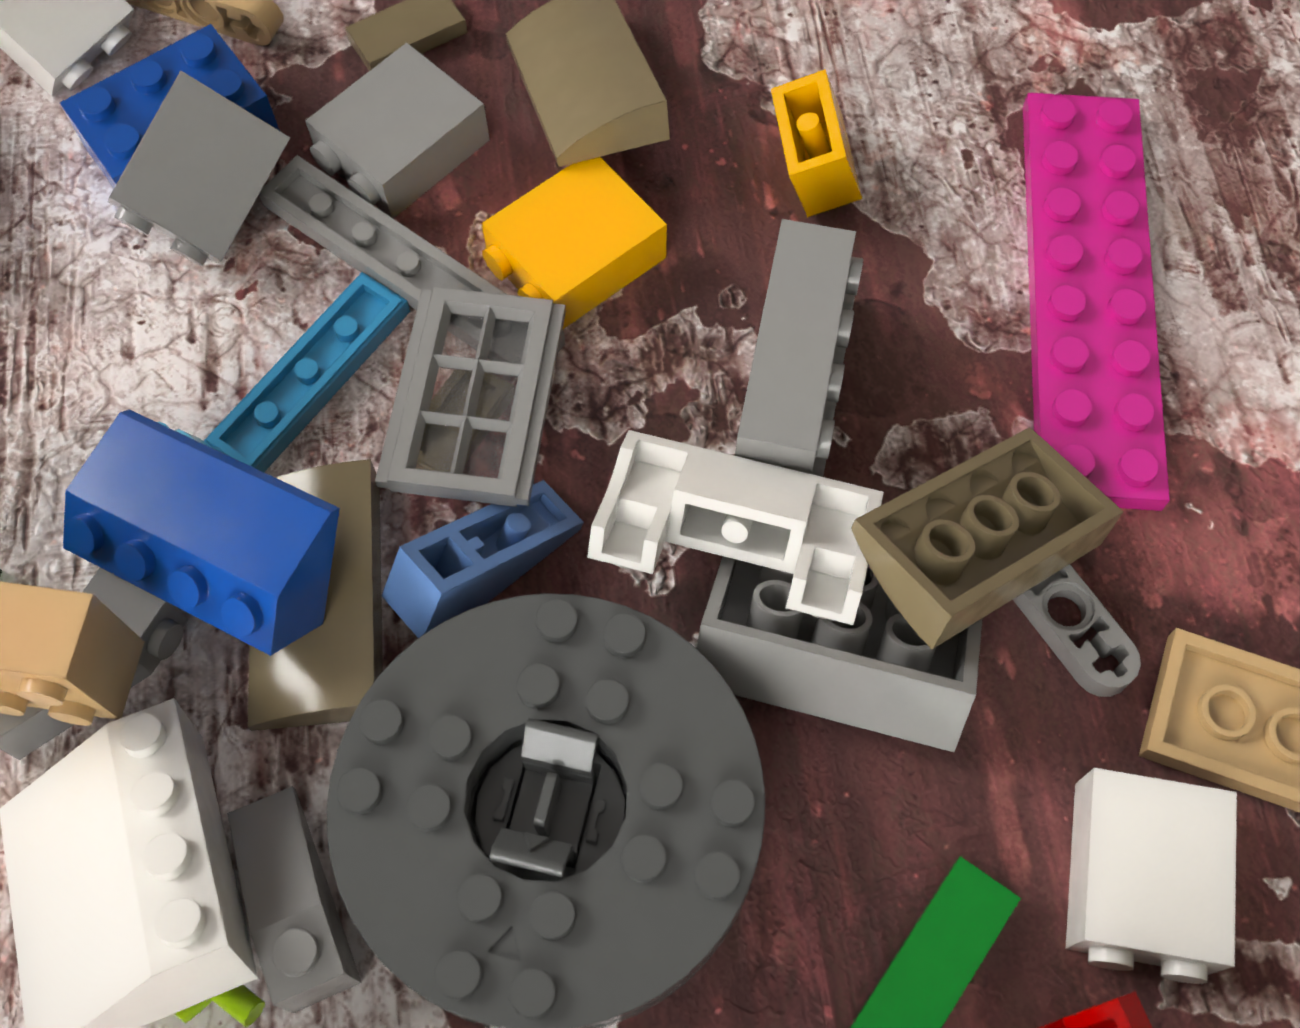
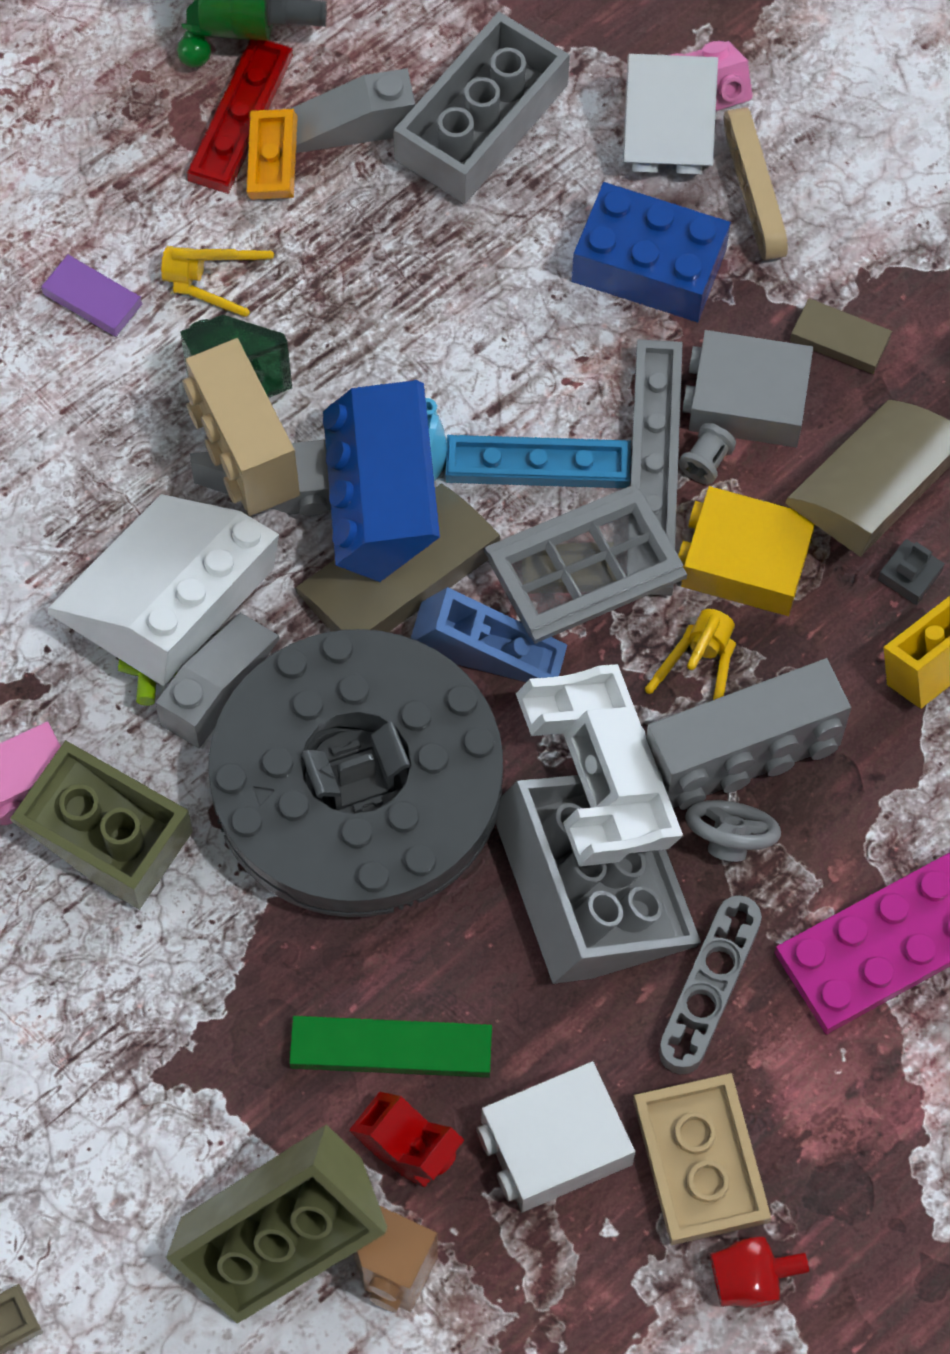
camera: 55 degrees right, 0 degrees up
(197, 171) = (614, 298): light grey brick -> none
(433, 204) = (707, 453): none -> light grey bush
(646, 337) = (707, 639): none -> yellow plant
(701, 121) = (911, 571): none -> dark grey tile
(887, 453) = (731, 833): none -> light grey piece
(982, 534) = (703, 913): dark tan slope -> none

